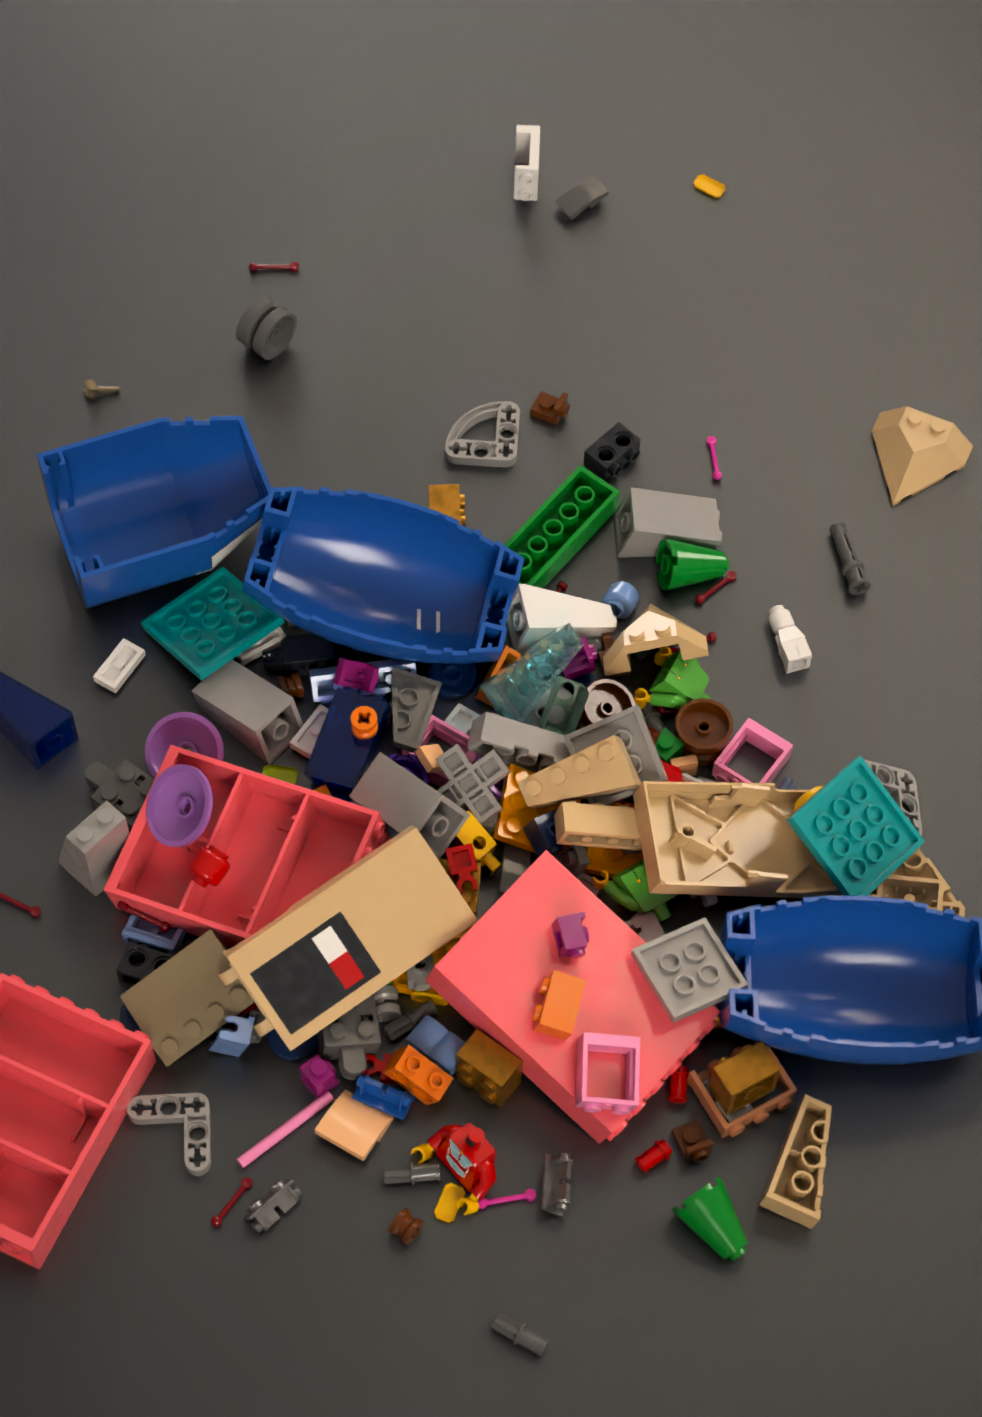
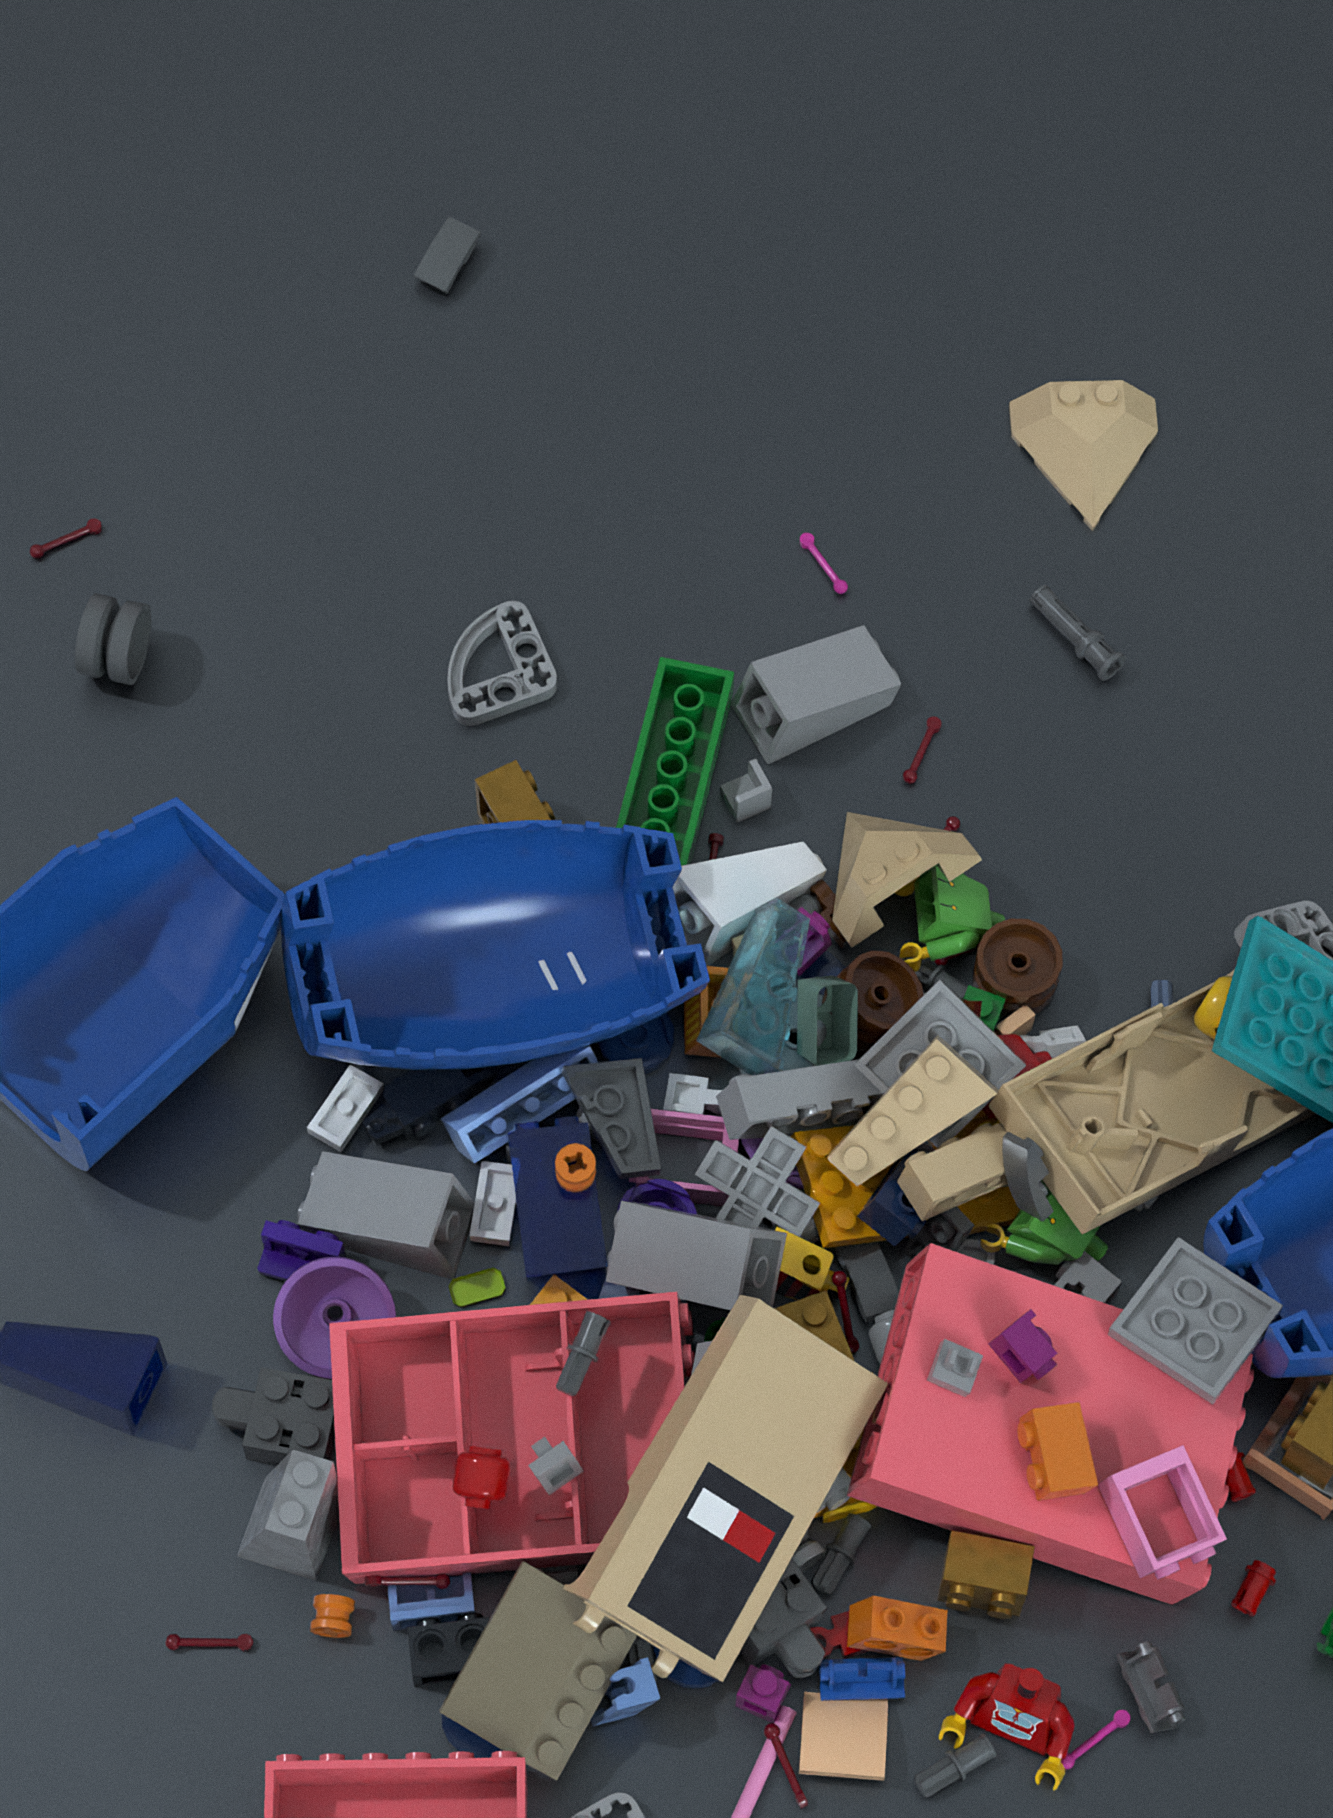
camera: 25 degrees left, 5 degrees up
(91, 918) = (332, 1616): none -> orange wheel
(119, 665) = (169, 1231): white plate -> none
(179, 805) = (377, 1411): medium lavender dish -> none
(182, 700) = (290, 1248): none -> dark purple bracket
(211, 623) = (269, 1113): teal plate -> none
(253, 878) = (554, 1466): none -> light grey tile
(291, 685) = (427, 1151): reddish brown wheel -> none
(304, 822) = (582, 1352): none -> dark grey axle
(311, 1101) = (772, 1733): none -> dark red hinge
(356, 674) = (523, 1101): magenta bracket -> none
(427, 756) = (680, 1172): light nougat tile -> none
(436, 1043) = (897, 1572): medium blue brick -> none
(446, 1206) = (1021, 1784): yellow piece -> none
(462, 863) = (807, 1304): red plate -> none
(484, 904) = (839, 1279): none -> dark red hinge
(521, 927) = (954, 1367): none -> light grey tile
(527, 153) = (339, 213): white panel -> none
(550, 407) = (565, 585): reddish brown bracket -> none
(594, 568) = (748, 793): none -> light grey panel
(609, 448) = (679, 614): black brick -> none
(622, 598) = (810, 823): medium blue head -> none
(631, 840) = (1024, 1175): none -> dark grey slope
(688, 564) = (872, 736): green cone -> none
(692, 1142) = (1292, 1544): reddish brown bracket -> none
(709, 186) = (610, 163): yellow piece -> none
(761, 739) = (1102, 942): bright pink window -> none
(790, 640) = (1062, 785): white piece -> none

